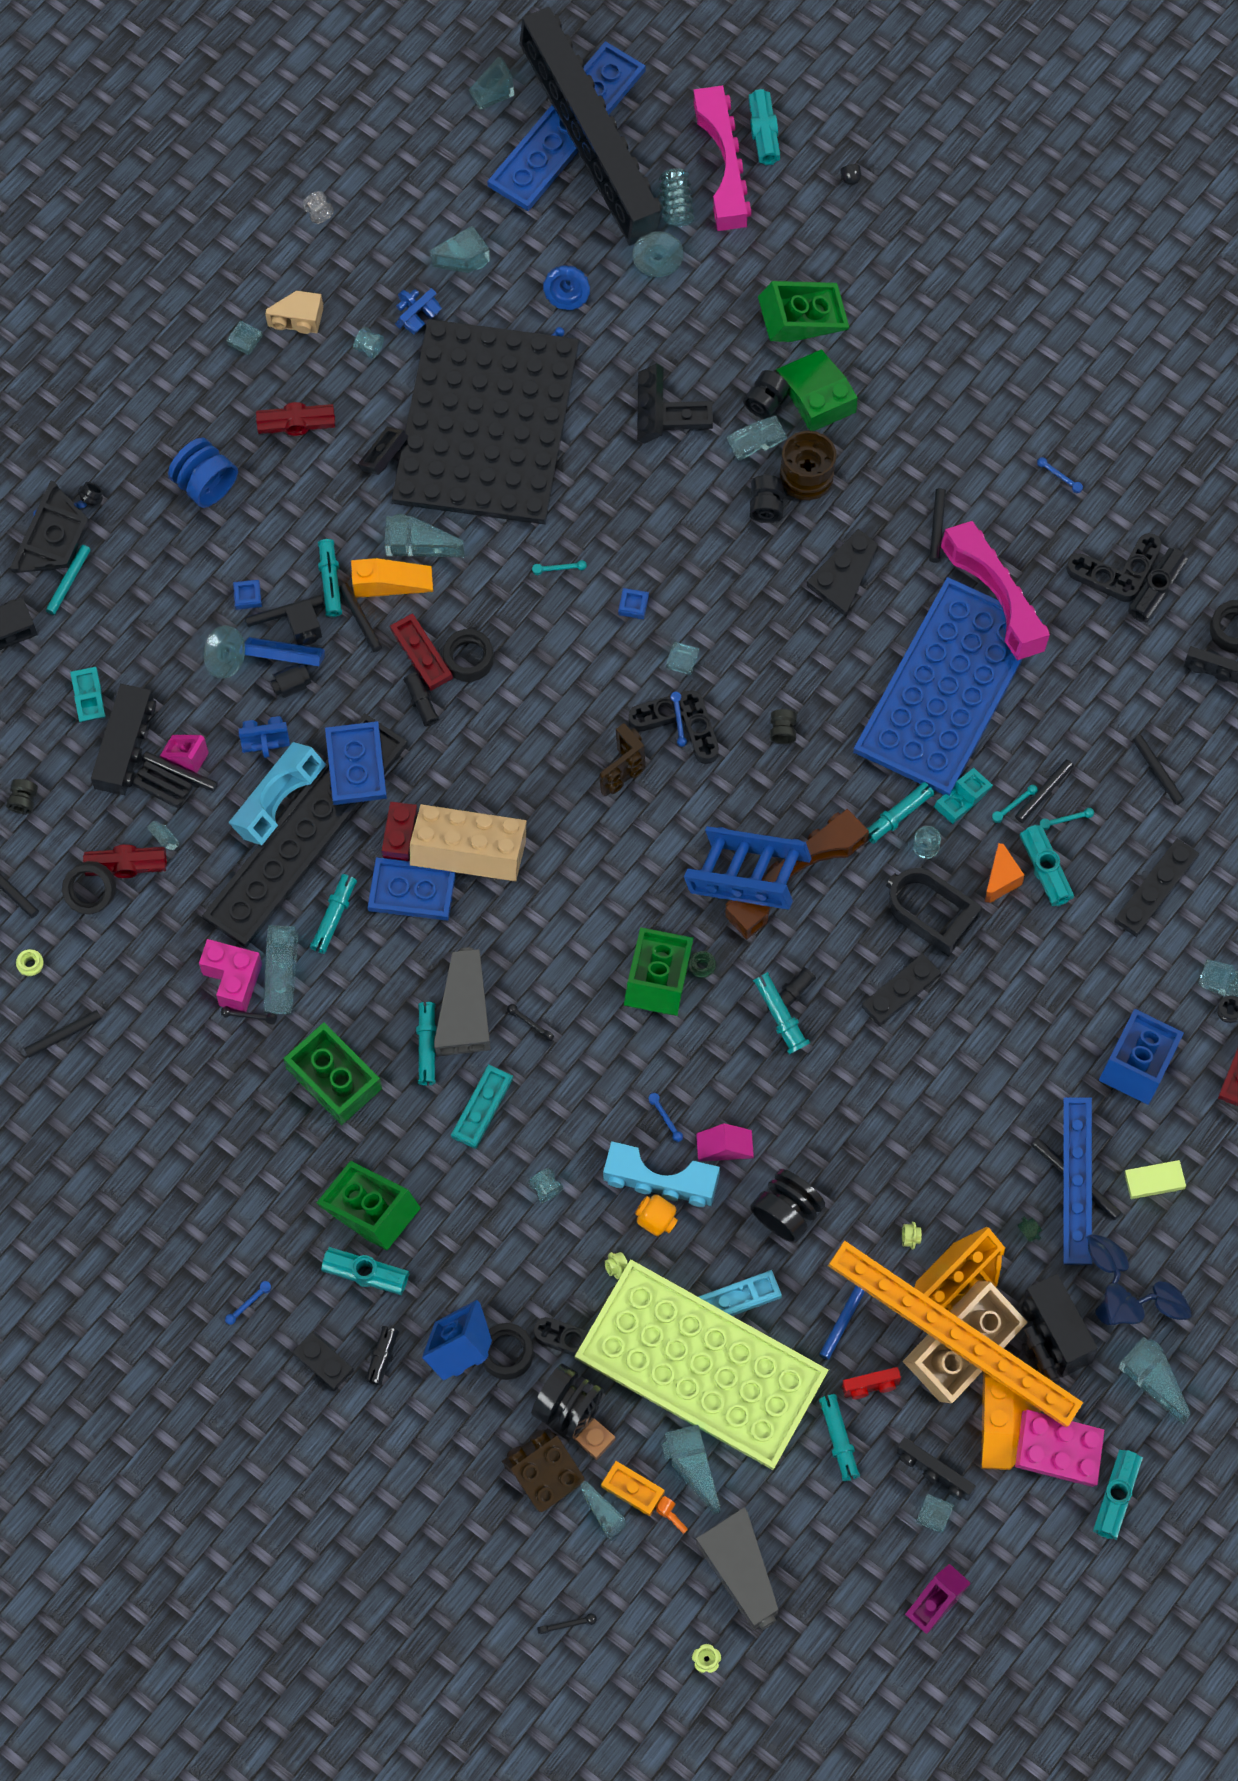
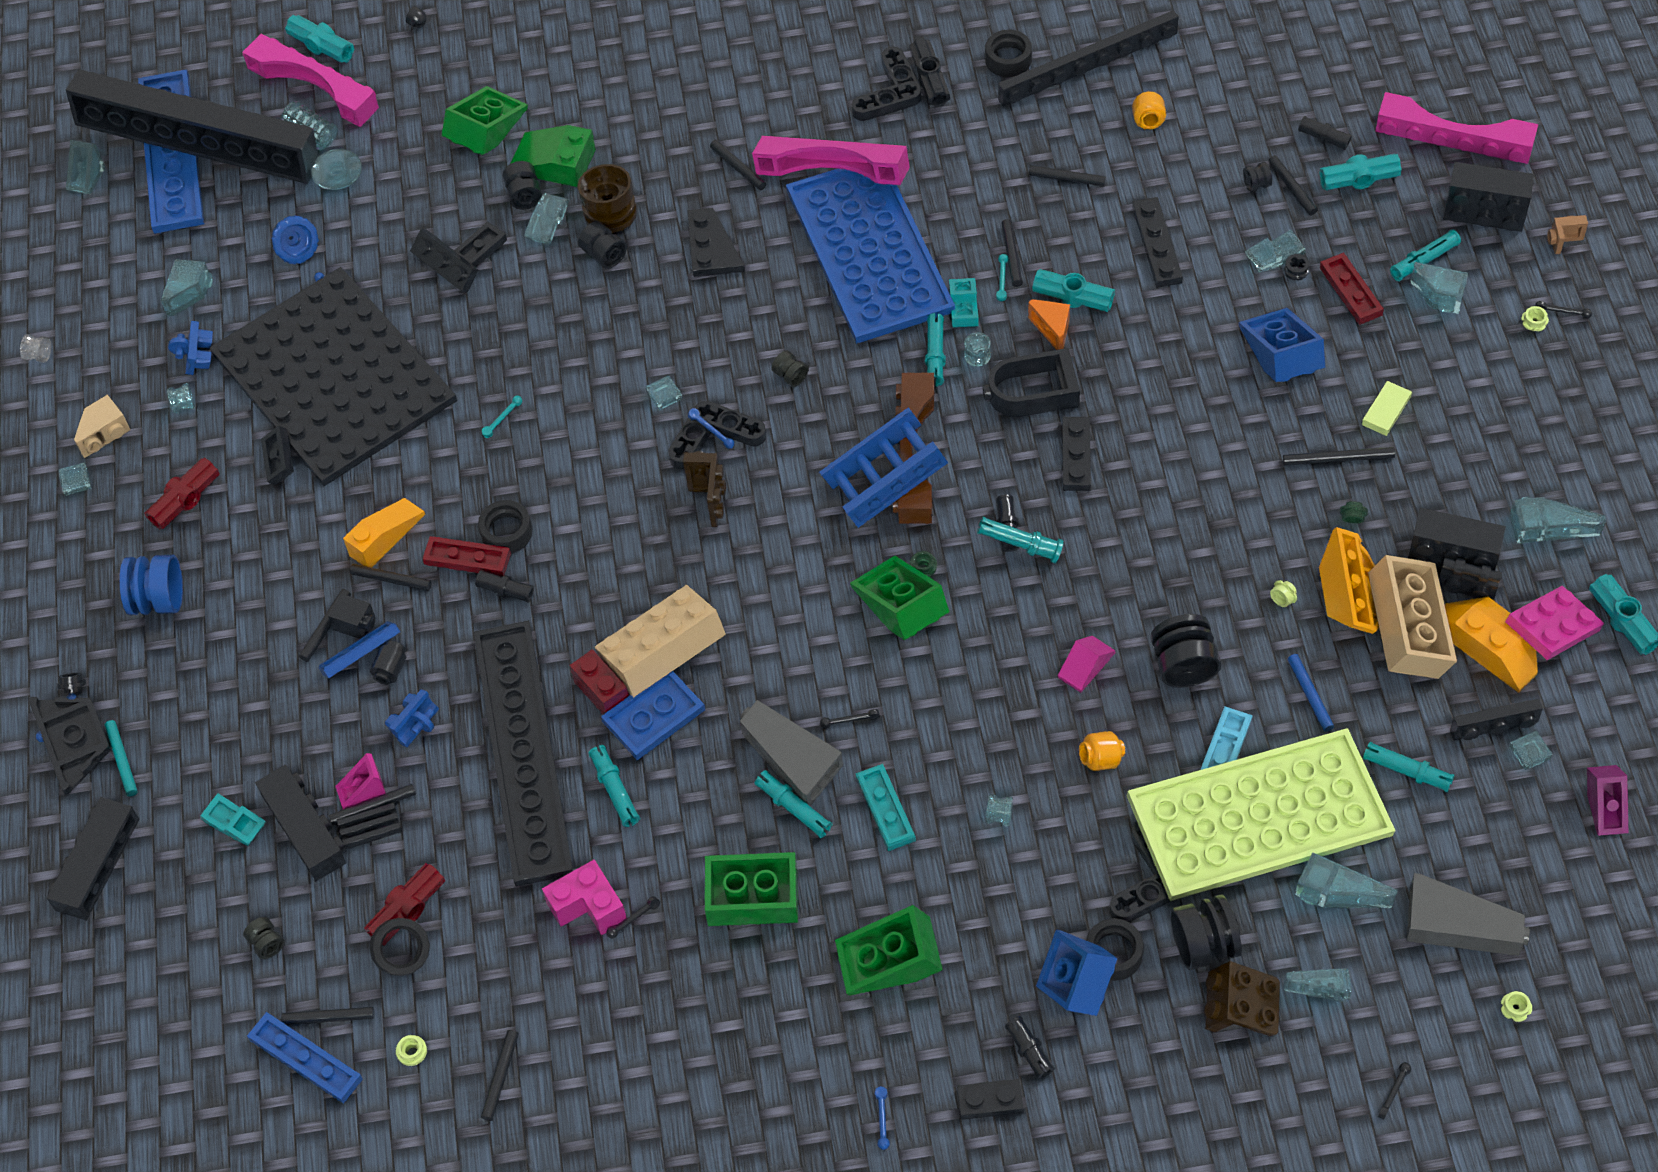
camera: 45 degrees left, 10 degrees down
(163, 835) = (414, 856): clear light blue tile -> none
(224, 651) = (301, 690): clear light blue dish -> none
(247, 594) = (282, 640): blue tile -> none
(280, 969) = (619, 860): clear light blue slope -> none
(293, 770) = (465, 715): medium azure arch -> none
(327, 550) = (326, 565): teal pin -> none
(355, 763) = (510, 666): blue plate -> none
(382, 1275) = (928, 1011): teal piece -> none
(416, 538) = (374, 486): clear light blue slope -> none
(595, 1439) = (1253, 944): medium nougat plate -> none
(615, 1264) = (1116, 811): yellowish green plate -> none
(632, 1488) = (1319, 947): light orange plate -> none
(633, 603) = (585, 391): blue tile -> none
(654, 1100) = (999, 683): blue hinge -> none
(664, 1509) = (1357, 938): orange hand -> none
(693, 1184) = (1042, 741): medium azure arch -> none
(882, 1380) = (1379, 719): red plate -> none
(955, 1334) = (1408, 606): light orange plate -> none
(1076, 486) = (800, 67): blue hinge -> none
(1077, 1180) = (1346, 451): blue plate -> none
(1088, 812) = (1056, 239): teal hinge -> none
(1119, 1304) = (1496, 472): dark blue plant -> none

